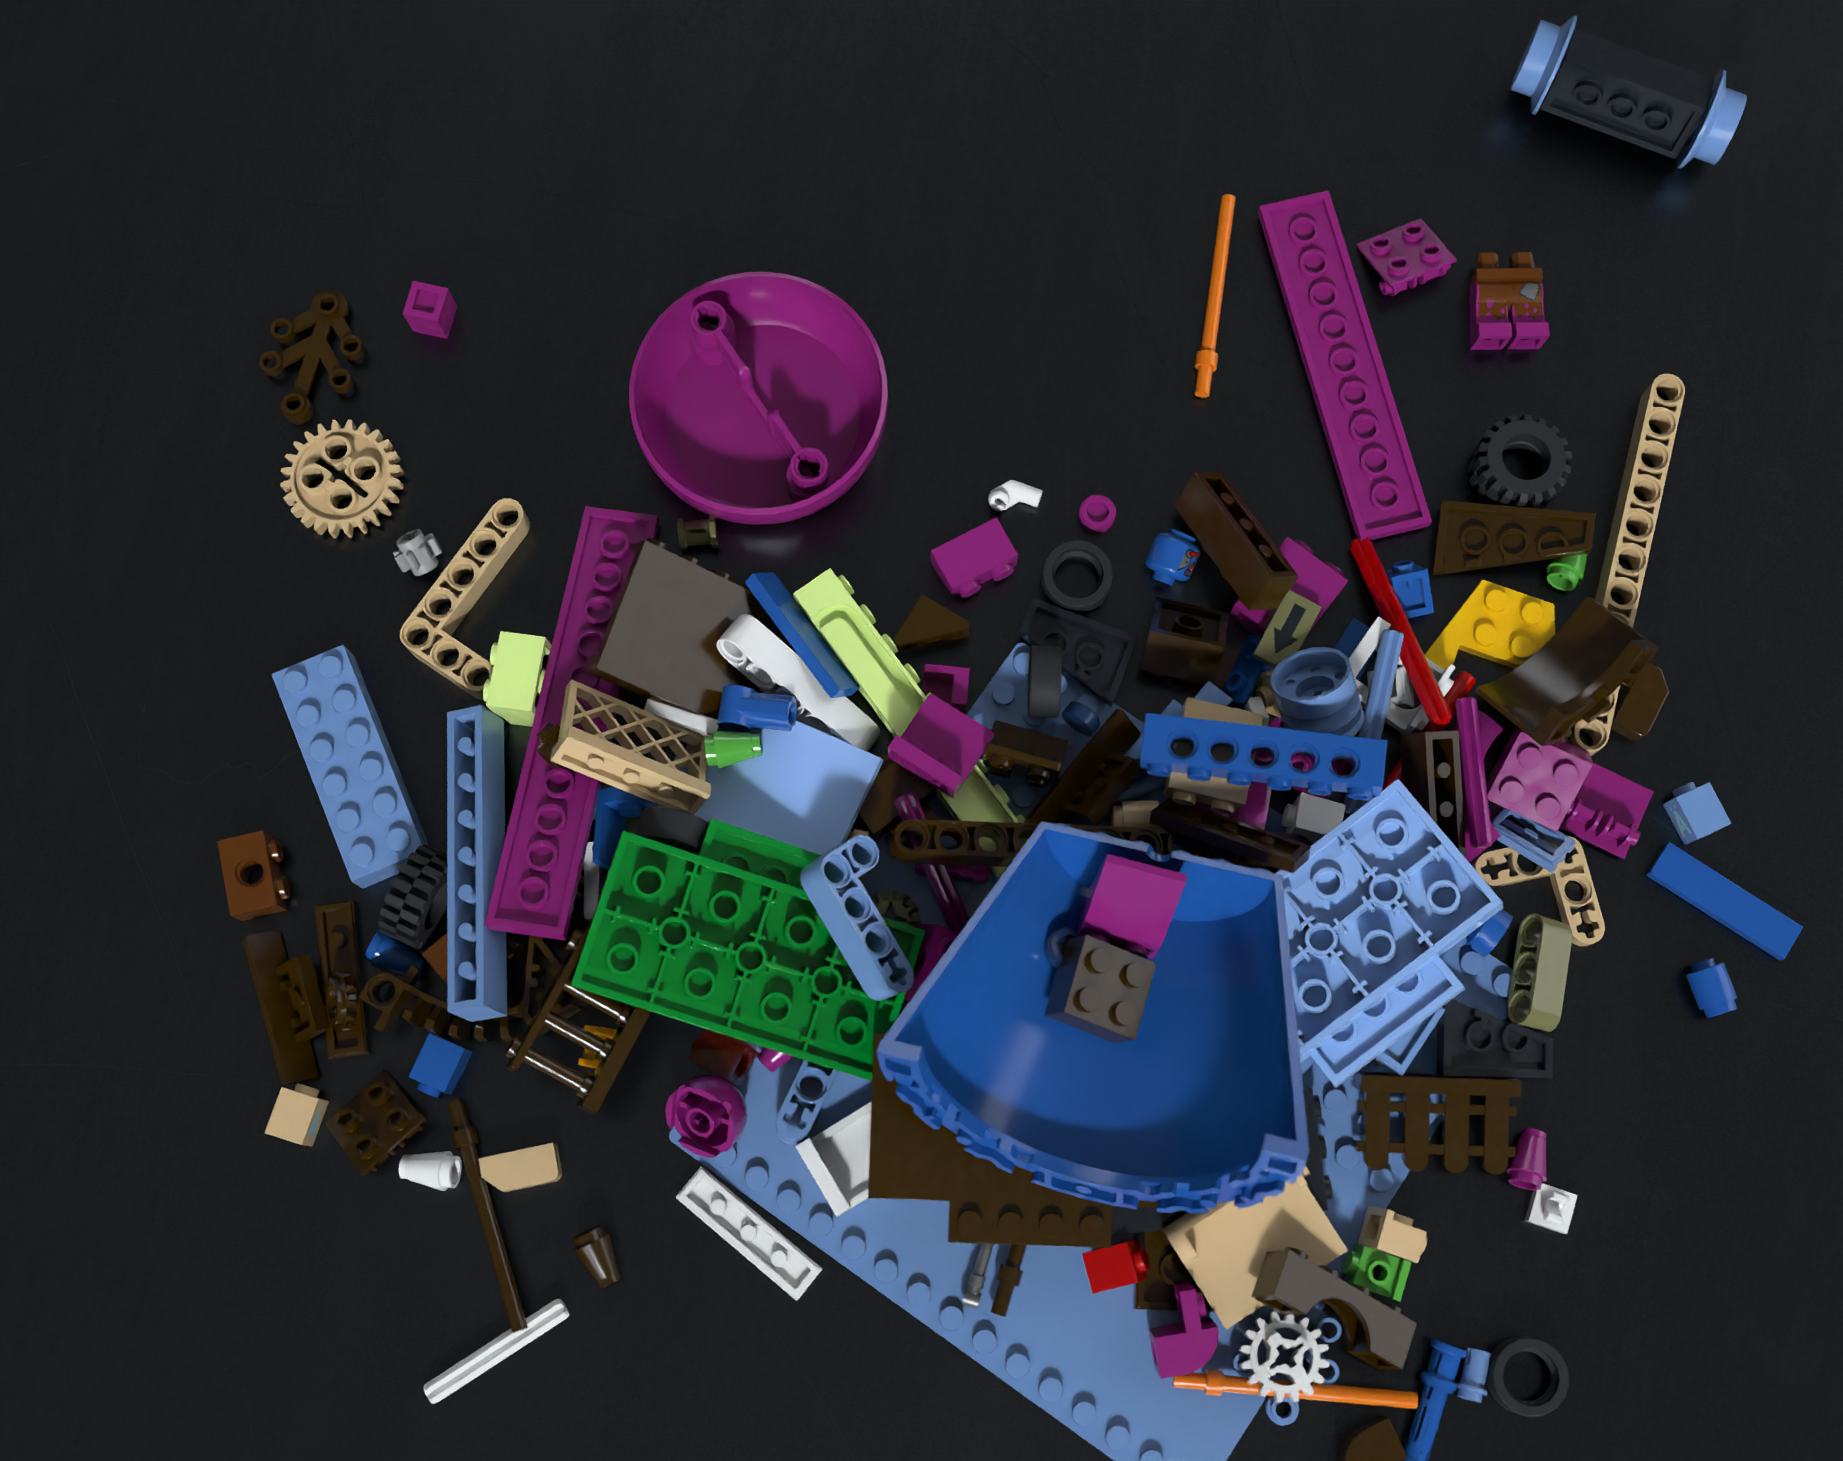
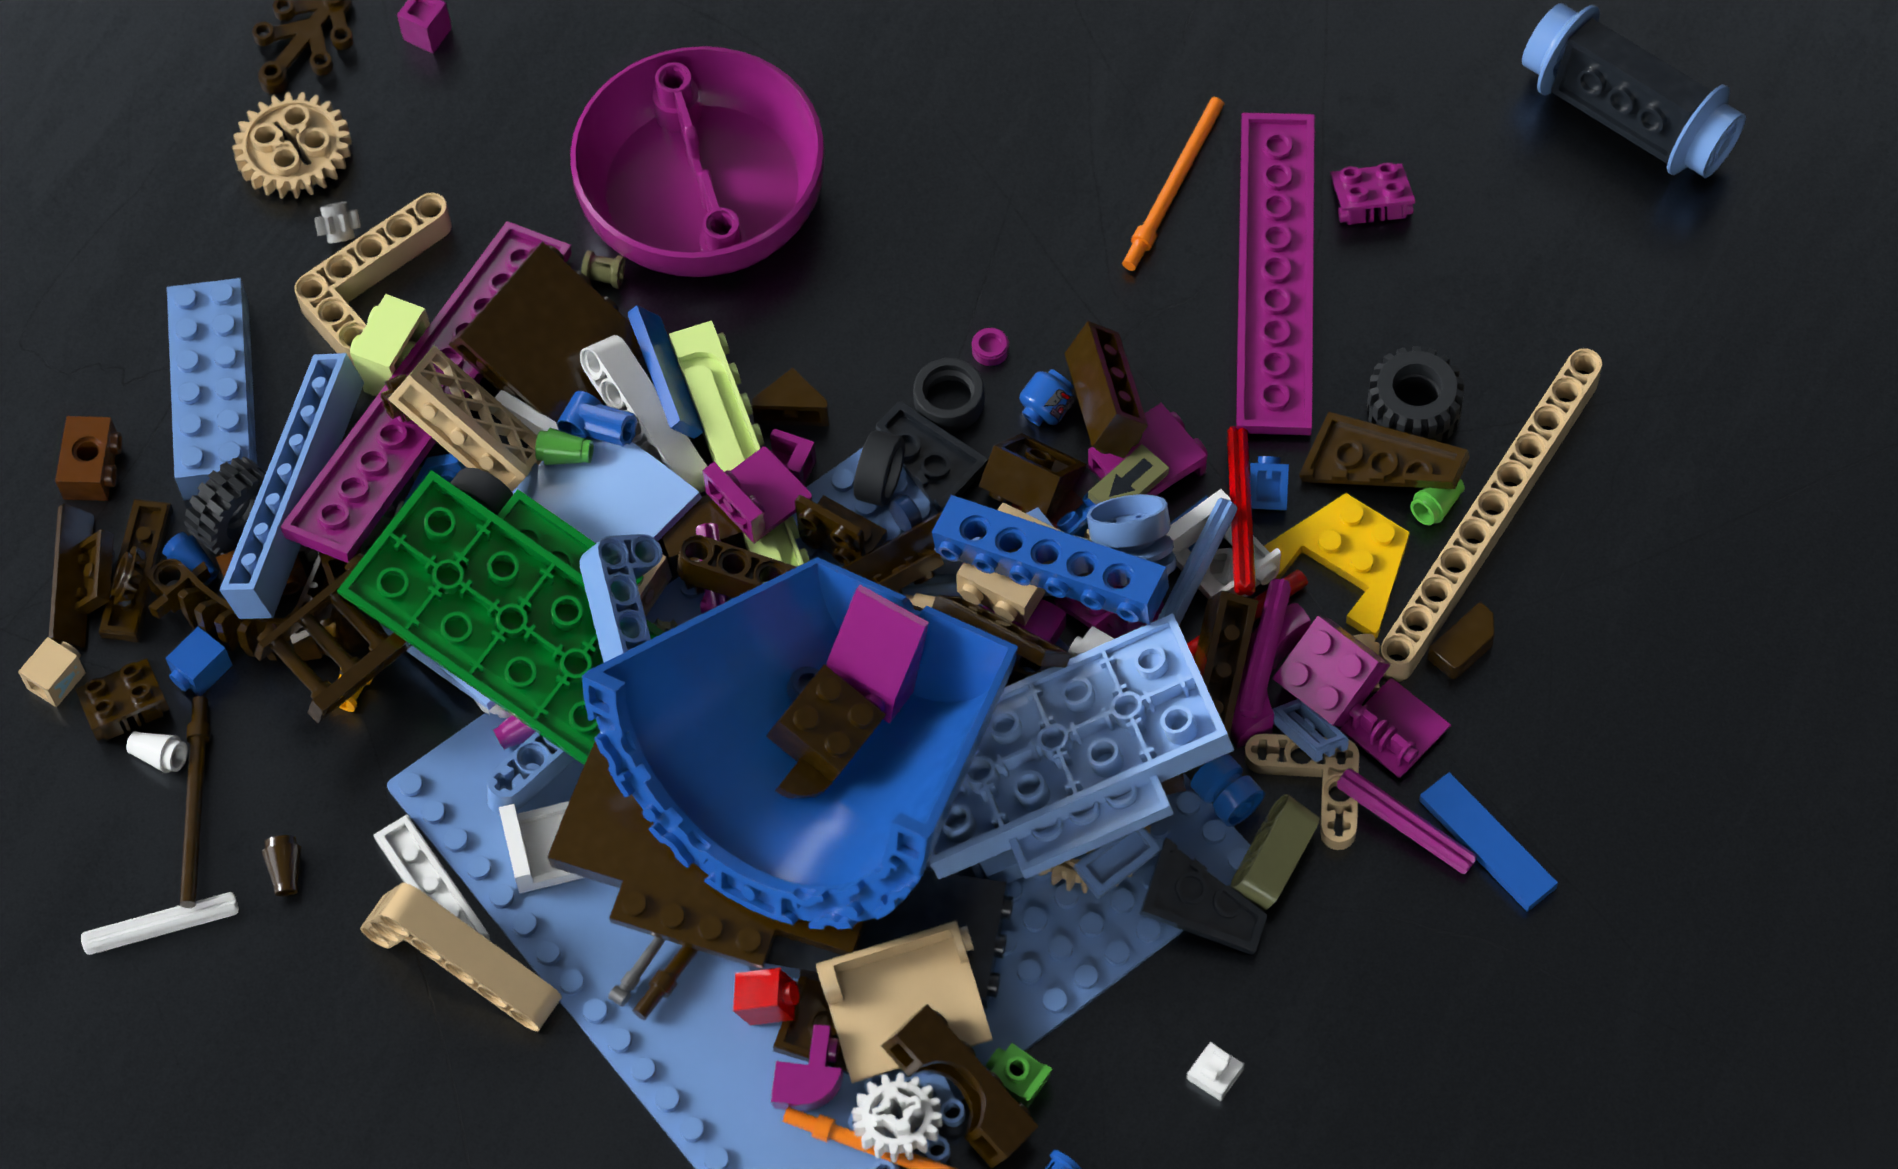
camera: 20 degrees right, 15 degrees down
(522, 1167) = (242, 771): tan piece -> none
(707, 1114) = (427, 759): magenta cylinder -> none
(723, 1056) = (462, 720): clear red brick -> none
(805, 1310) = (463, 952): none -> tan beam
(974, 559) = (855, 354): magenta brick -> none
(1013, 493) = (915, 308): white arm -> none
(1093, 1051) = (803, 782): none -> dark brown tile
(1392, 1234) = (1048, 1044): tan brick -> none
(1455, 1121) = (1151, 931): dark brown fence -> none
(1506, 304) = (1458, 242): hips -> none
(1529, 1165) = (1206, 1020): magenta cone -> none
(1571, 674) = (1397, 591): dark brown panel -> none
(1648, 905) = (1406, 821): none -> magenta axle
(1696, 812) = (1484, 751): medium blue brick -> none
(1712, 987) = (1445, 912): blue brick -> none

